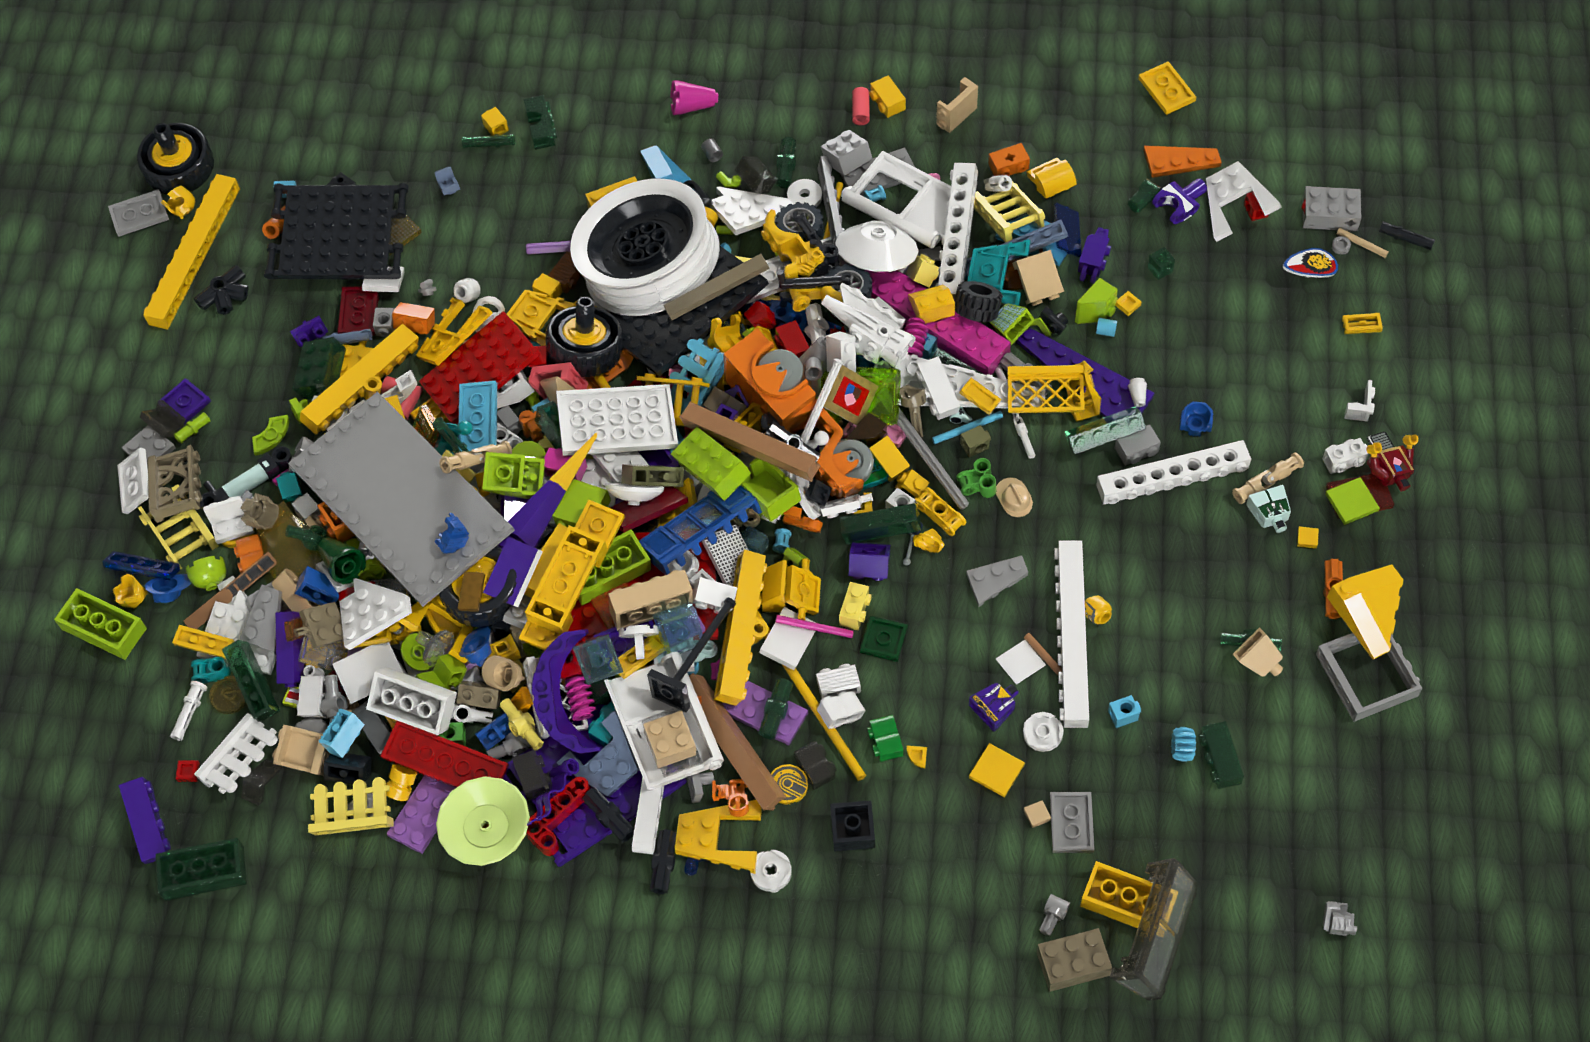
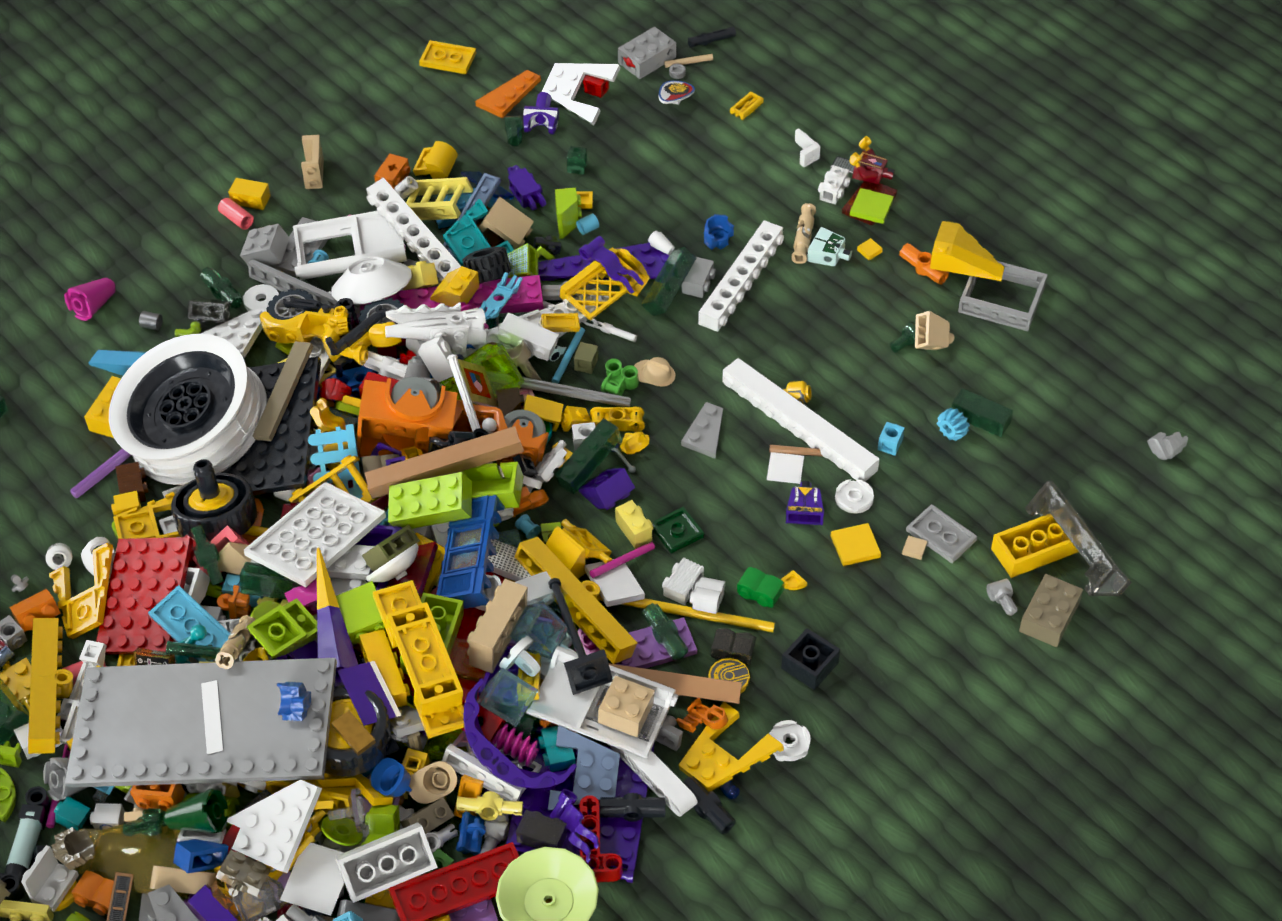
camera: 50 degrees left, 10 degrees down
(405, 498) = (212, 717): none -> white sticker
(537, 373) = (207, 555): none -> clear green pin
(964, 335) = (501, 290): none -> medium azure piece
(1067, 375) = (609, 260): none -> dark purple flag

